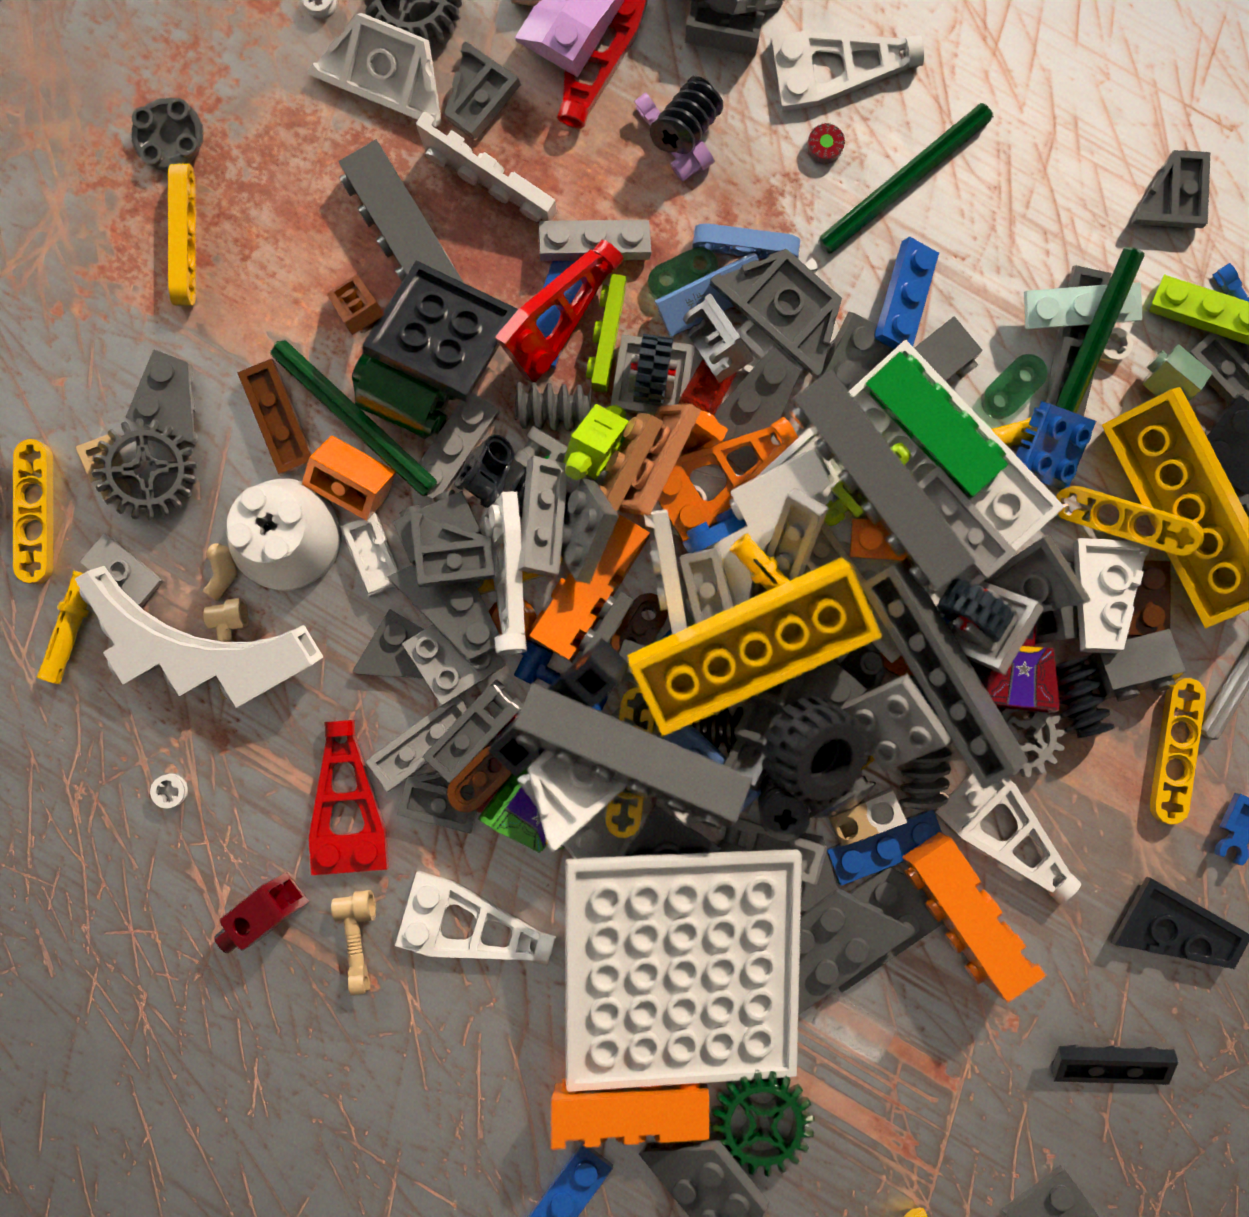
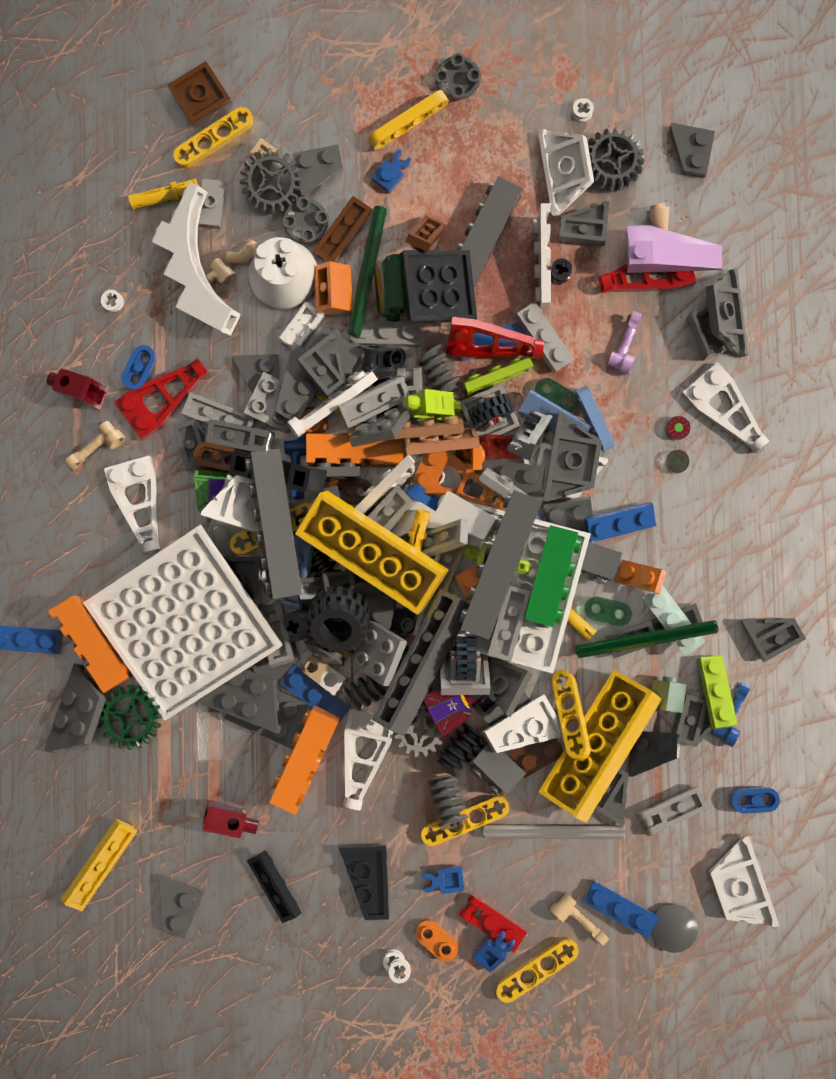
camera: 55 degrees right, 0 degrees up
(229, 458) = (305, 220): none -> dark grey dish
(239, 305) = (390, 174): none -> blue plate
(284, 813) = (136, 367): none -> blue plate
(523, 153) = (559, 263): none -> black bush
(687, 116) = (641, 343): black piece -> none
(762, 418) = (499, 484): none -> light grey plate
(869, 172) = (677, 461): none -> clear smoke tile
(905, 178) = (687, 483): dark green axle -> none
(986, 1075) = (217, 818): none -> dark red torso
(999, 311) = (641, 576): none -> orange plate
(1056, 444) = (587, 652): blue hinge -> none
(1111, 356) = (658, 653): white bush -> none
(1144, 756) = (447, 801): none -> dark grey piece

